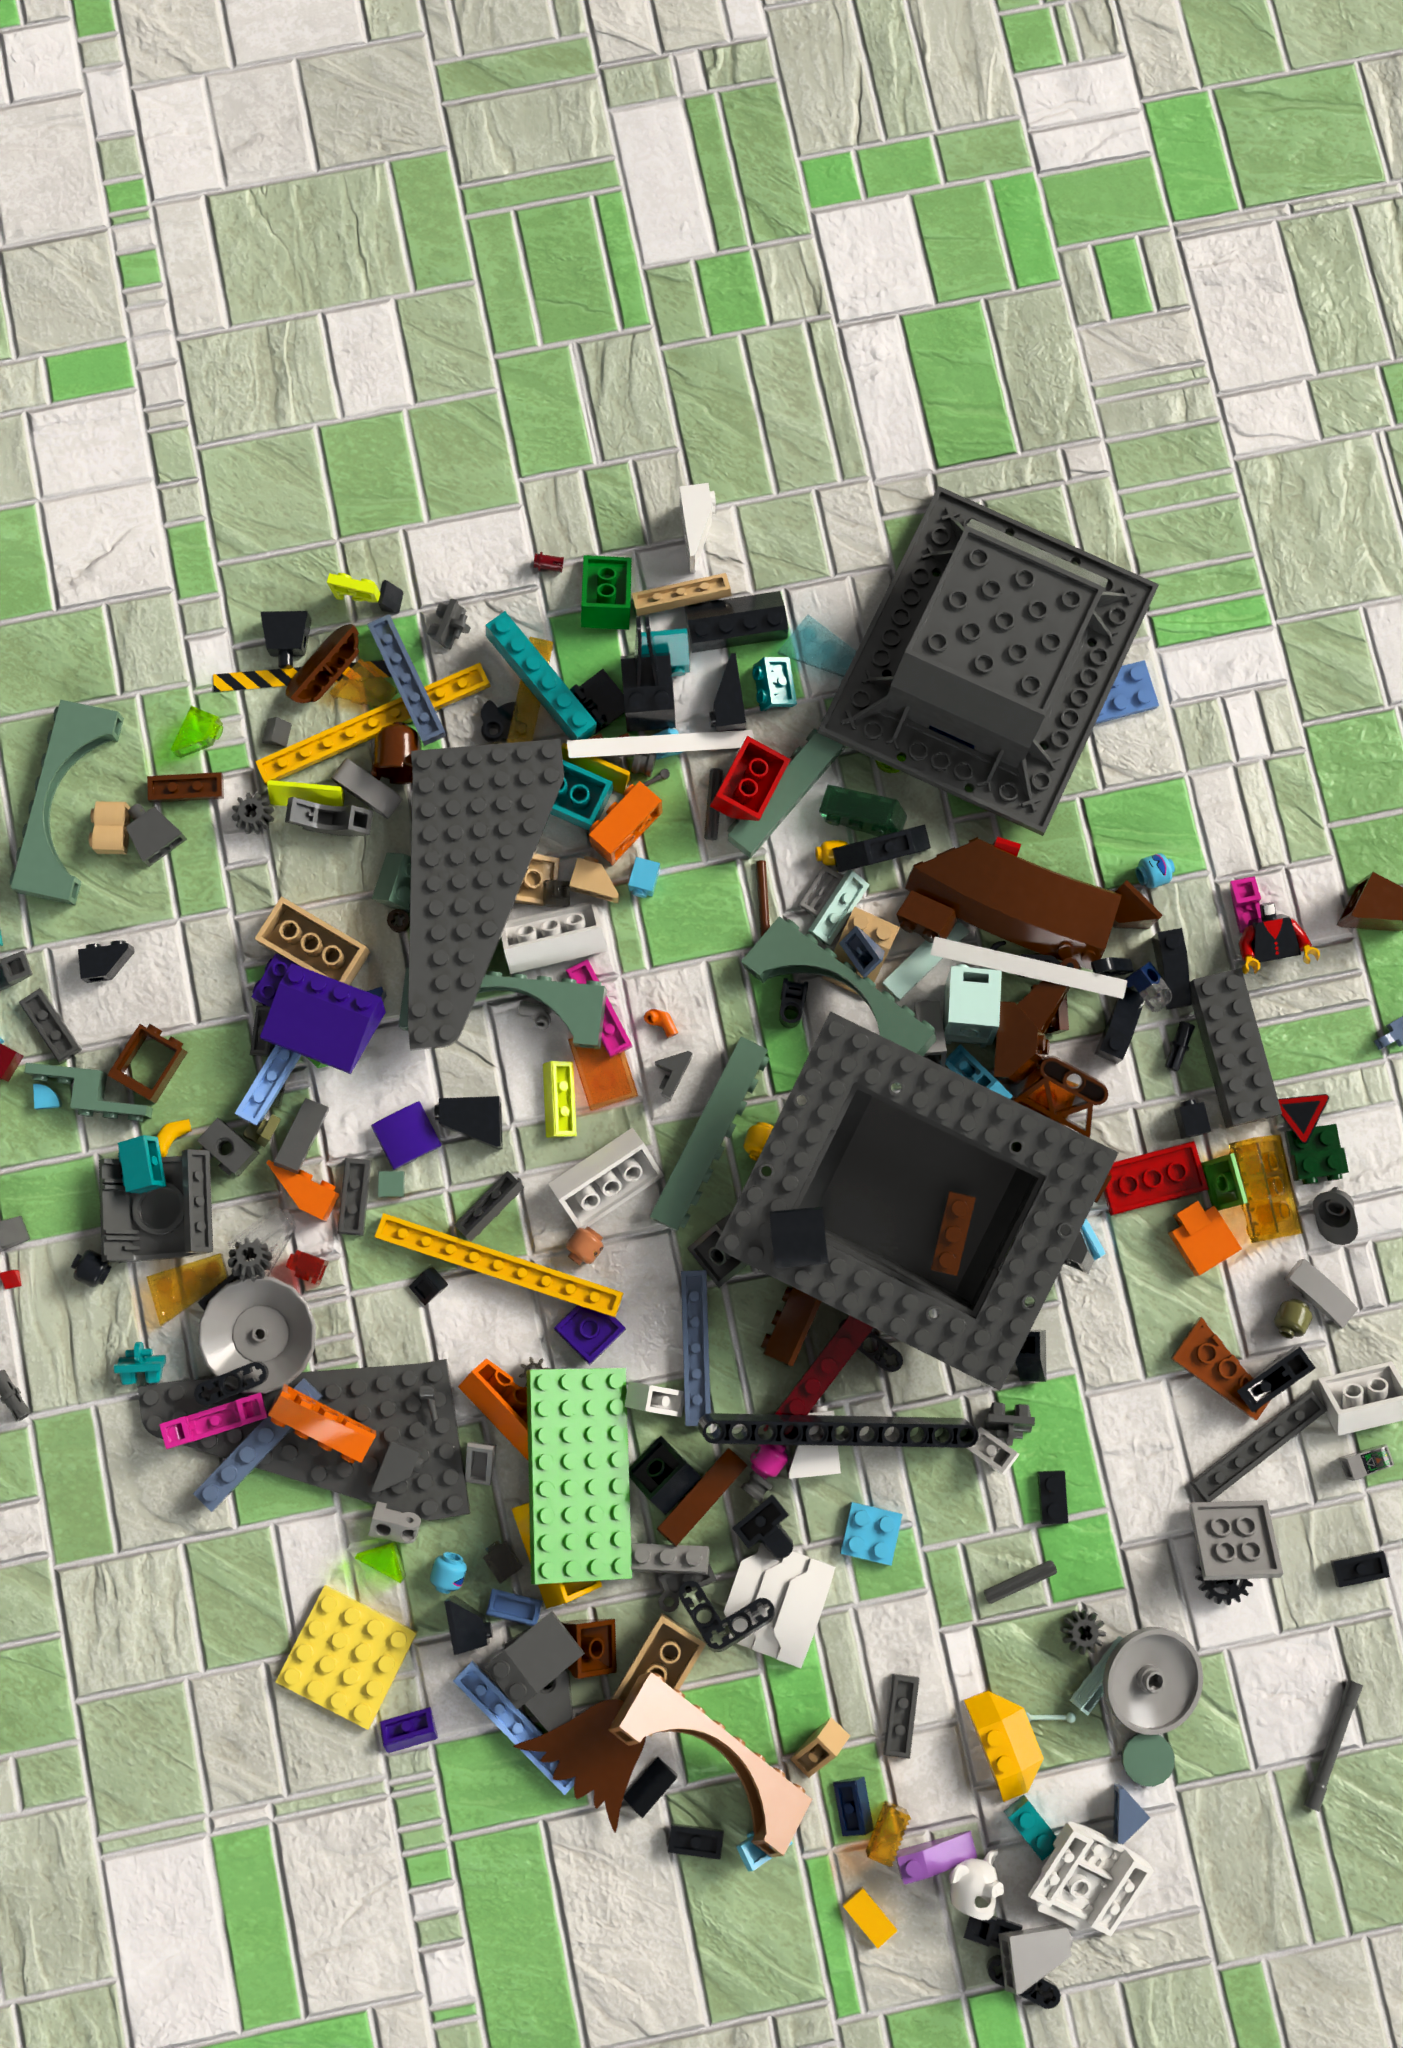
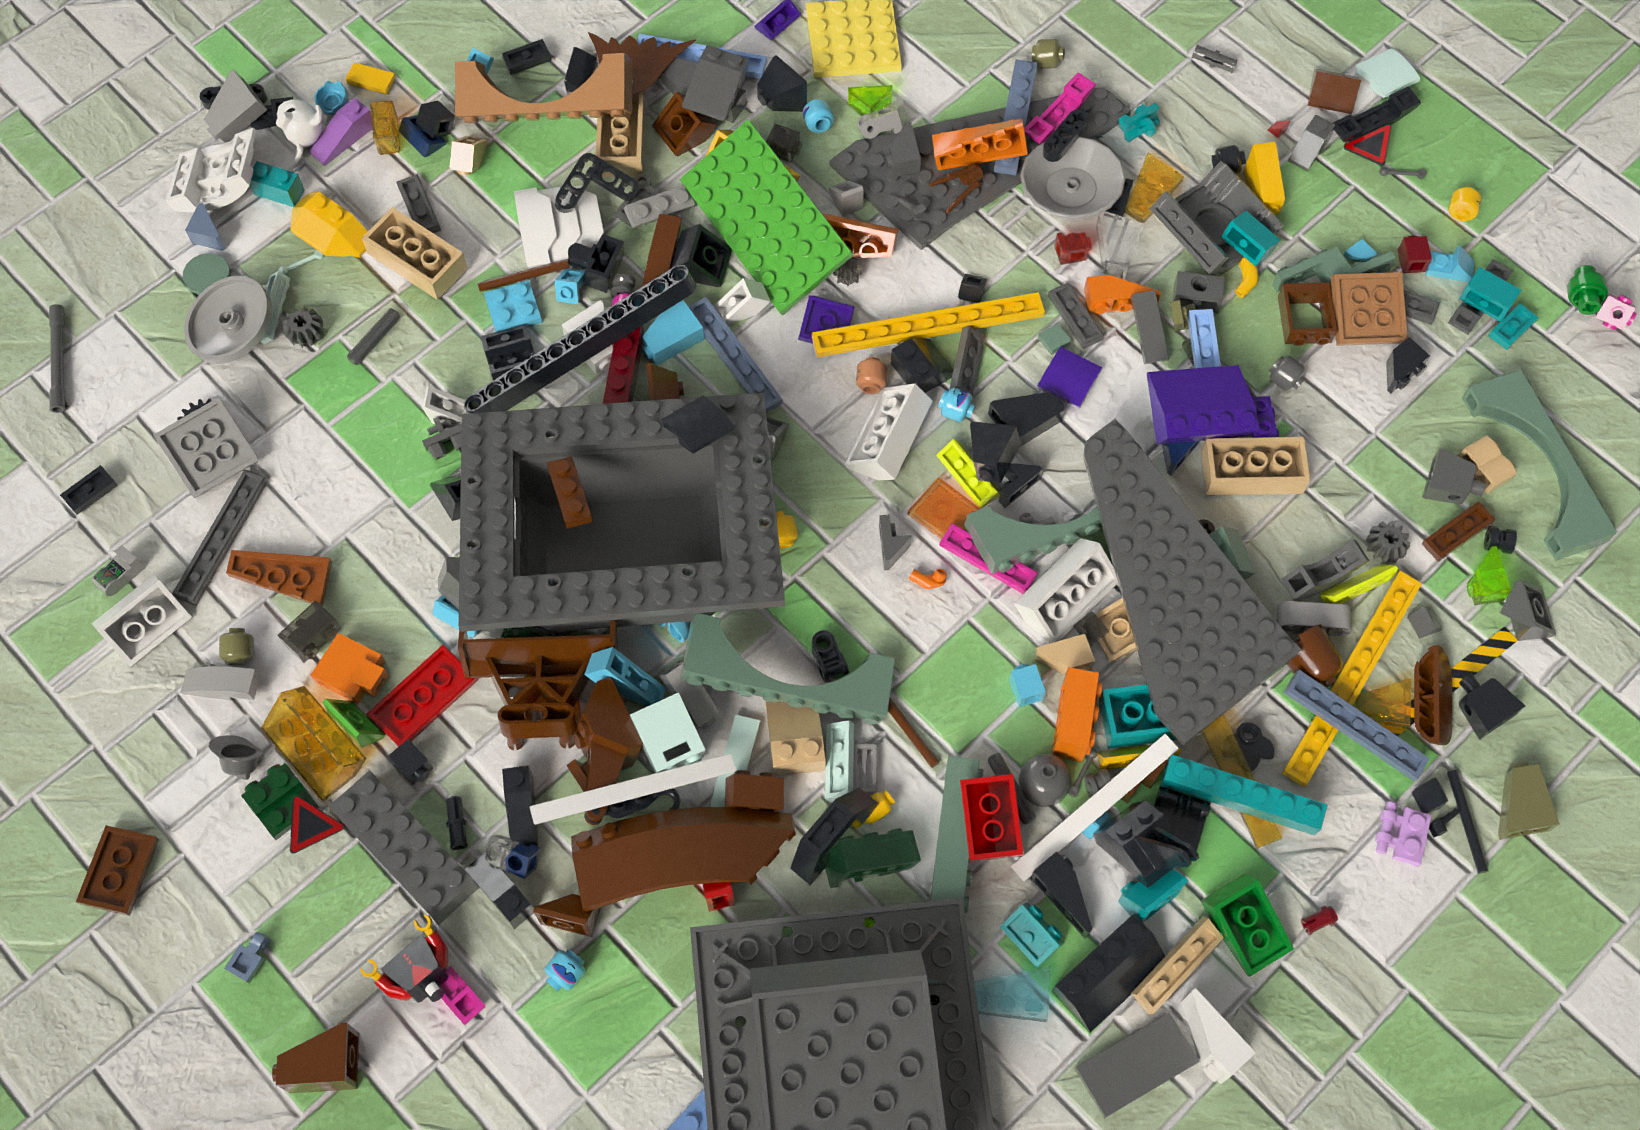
camera: 150 degrees right, 15 degrees down
(76, 1220) = (1264, 175): none -> yellow slope
(91, 1029) = (1369, 308): none -> medium nougat plate
(158, 758) = (1502, 539): none -> black wheel
(170, 1504) = (1048, 53): none -> olive head
(188, 684) = (1528, 612): none -> dark grey slope
(213, 1016) = (1287, 373): none -> dark grey head
(246, 1252) = (1120, 206): dark grey gear -> none
(321, 547) = (1526, 803): none -> olive slope
(352, 1400) = (968, 176): none -> reddish brown plant
(360, 590) = (1467, 772): neon yellow wing -> none
(379, 556) = (1467, 822): none -> black bar
(402, 574) = (1437, 826): none -> black hand
(429, 579) = (1411, 834): none -> lavender plate
(452, 623) = (1358, 804): dark grey hips -> none
(514, 1607) = (762, 120): medium blue tile -> none
(518, 1060) = (1020, 478): none -> black slope
(528, 1167) = (956, 404): none -> medium azure head
(529, 1229) = (921, 363): none -> black slope
(531, 1096) = (993, 449): none -> black slope
(682, 794) = (1045, 779): none -> dark grey cylinder
(709, 1134) = (829, 515): sand green brick -> none
(742, 1401) = (672, 333): none -> medium azure slope
(761, 548) = (1136, 1065): none -> dark grey tile
(804, 1523) = (568, 285): none -> medium azure bracket
(833, 1811) = (435, 119): none -> black brick
(842, 1562) = (523, 275): none -> reddish brown bar
(862, 951) = (791, 721): sand blue slope -> none
(900, 1484) = (507, 349): none -> black slope
(924, 1908) = (331, 97): none -> medium azure hair
(937, 1649) = (415, 253): none -> tan brick
(1053, 1497) = (378, 408): black plate -> none
(1112, 966) = (556, 845): black beam -> none
(1223, 1294) = (309, 632): none -> clear smoke brick
(1275, 1378) = (228, 588): black slope -> none

